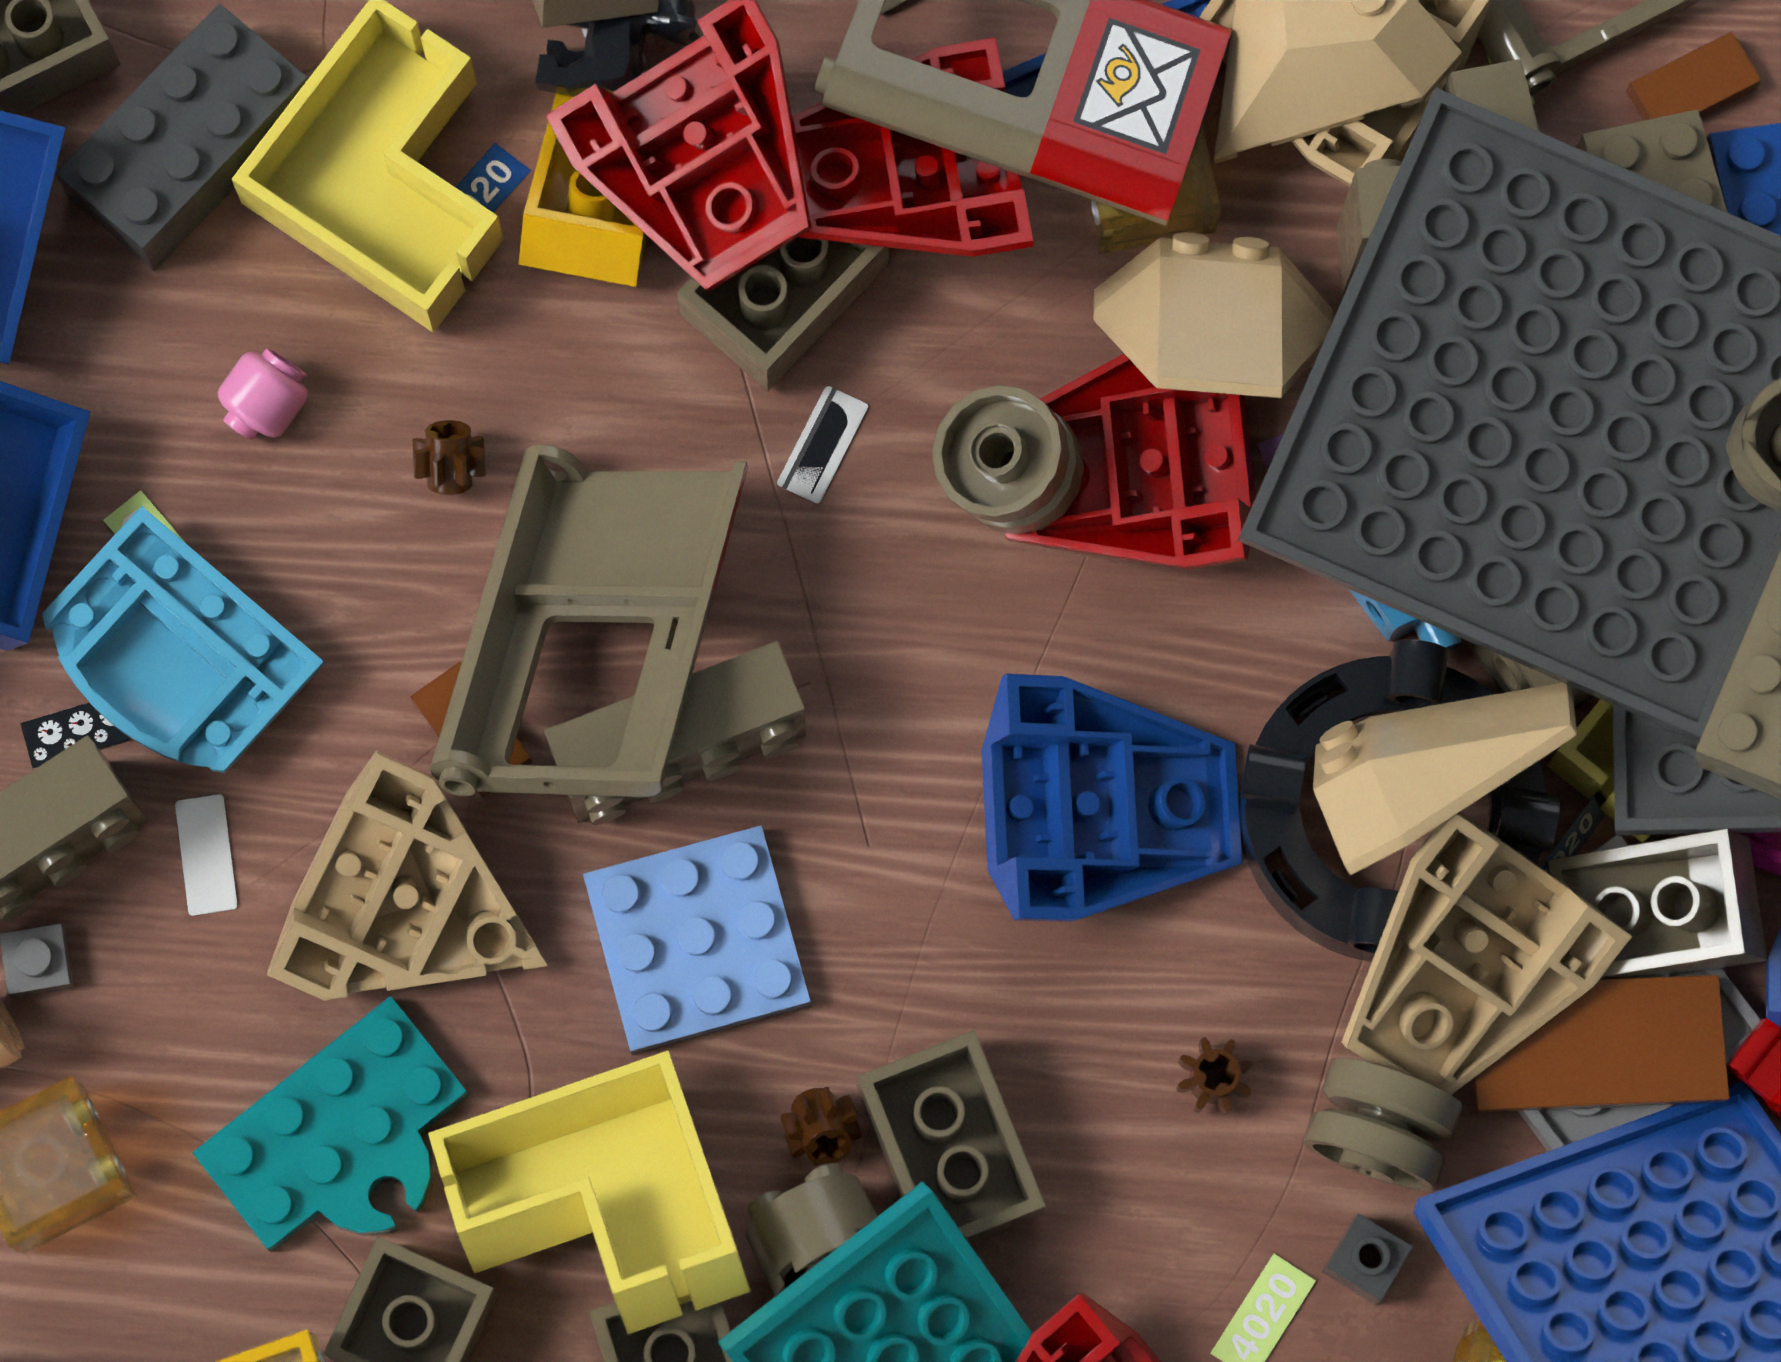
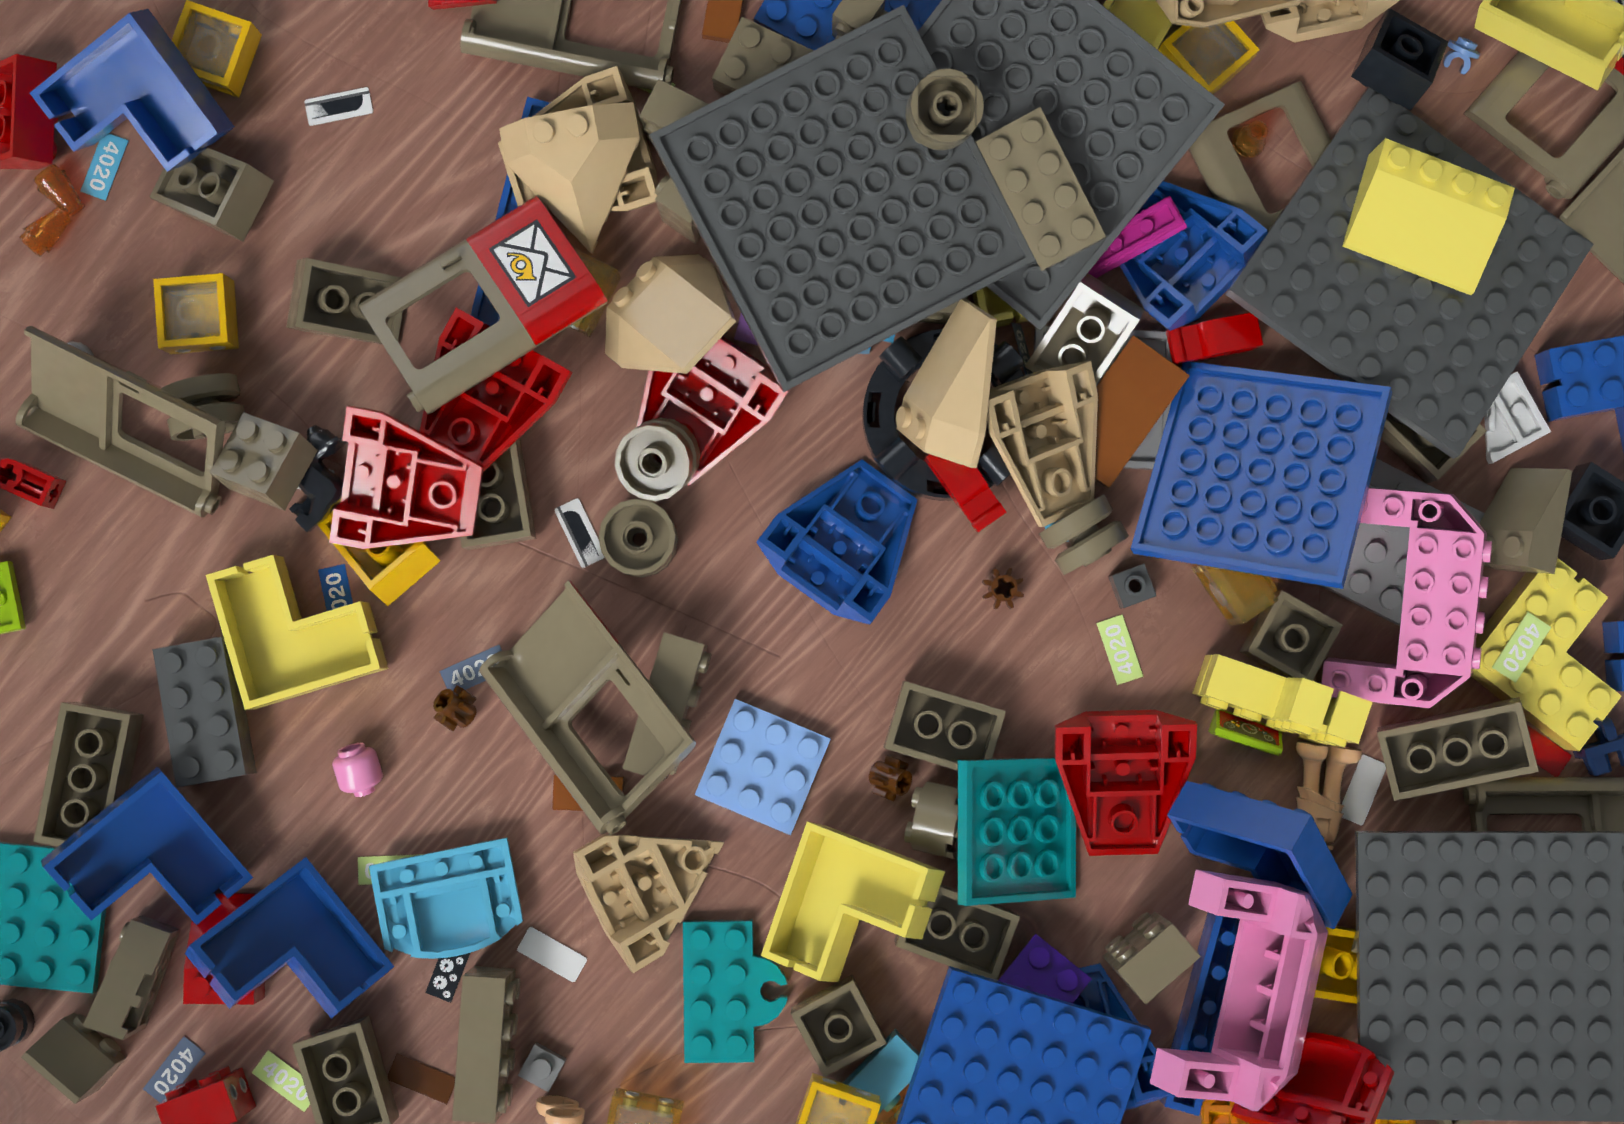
camera: 50 degrees left, 10 degrees up
(508, 439) = (466, 672): none -> sand blue sticker
(887, 487) = (624, 523): none -> dark tan wheel
(1311, 907) = (968, 491): none -> red piece

